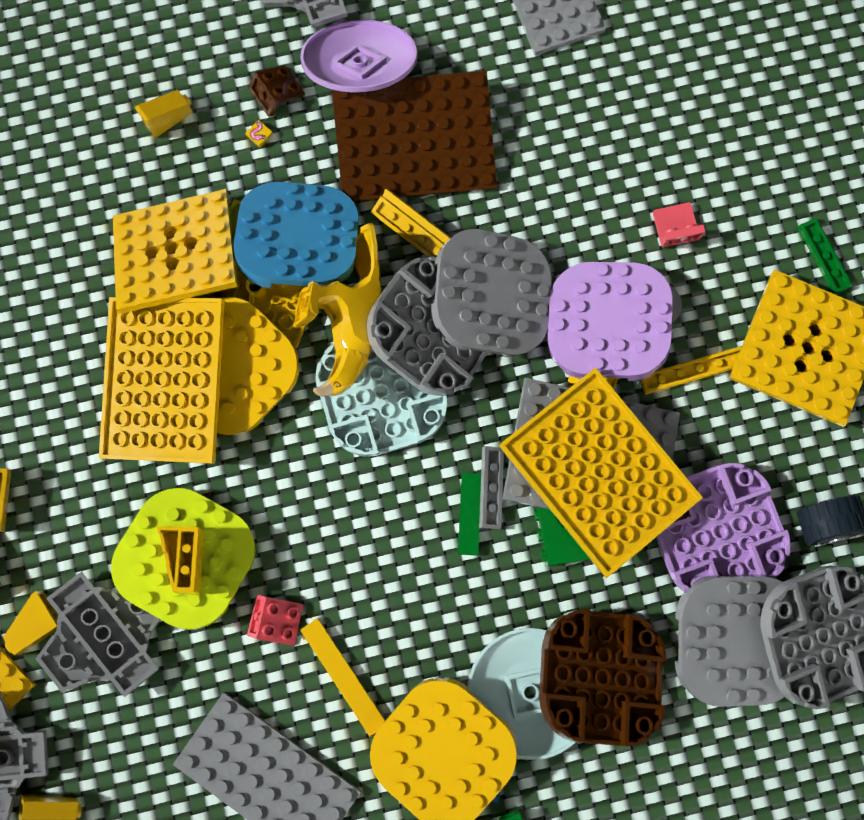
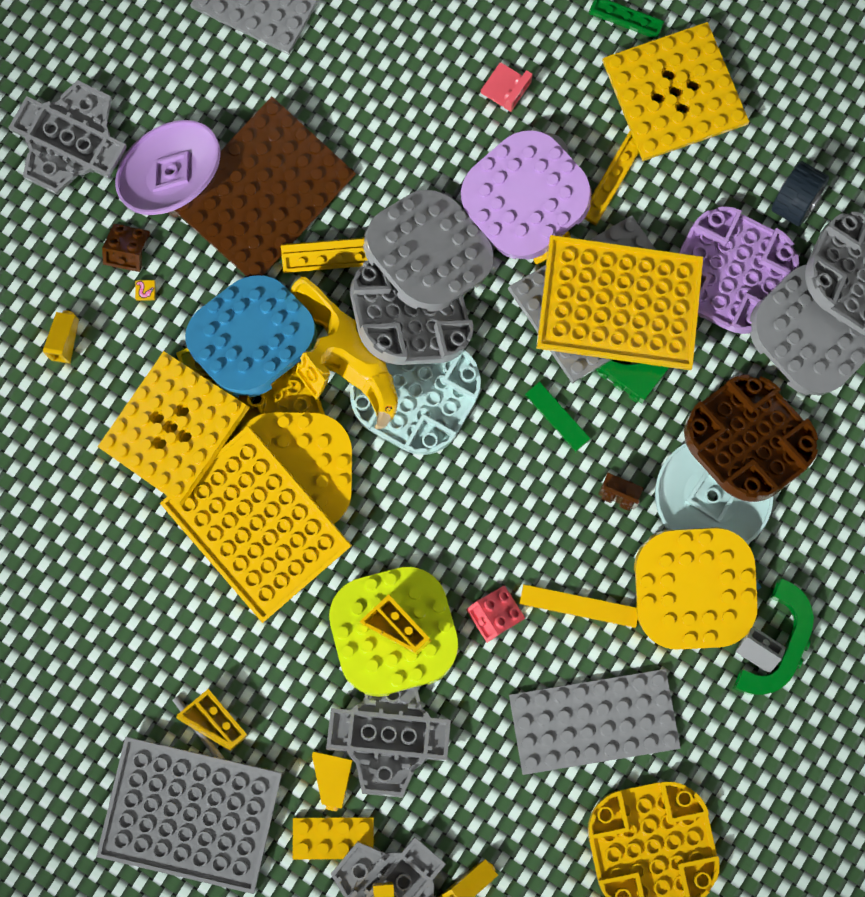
camera: 45 degrees left, 0 degrees up
(462, 619) = (620, 491): none -> reddish brown bracket
(491, 488) = (555, 384): light grey plate -> none

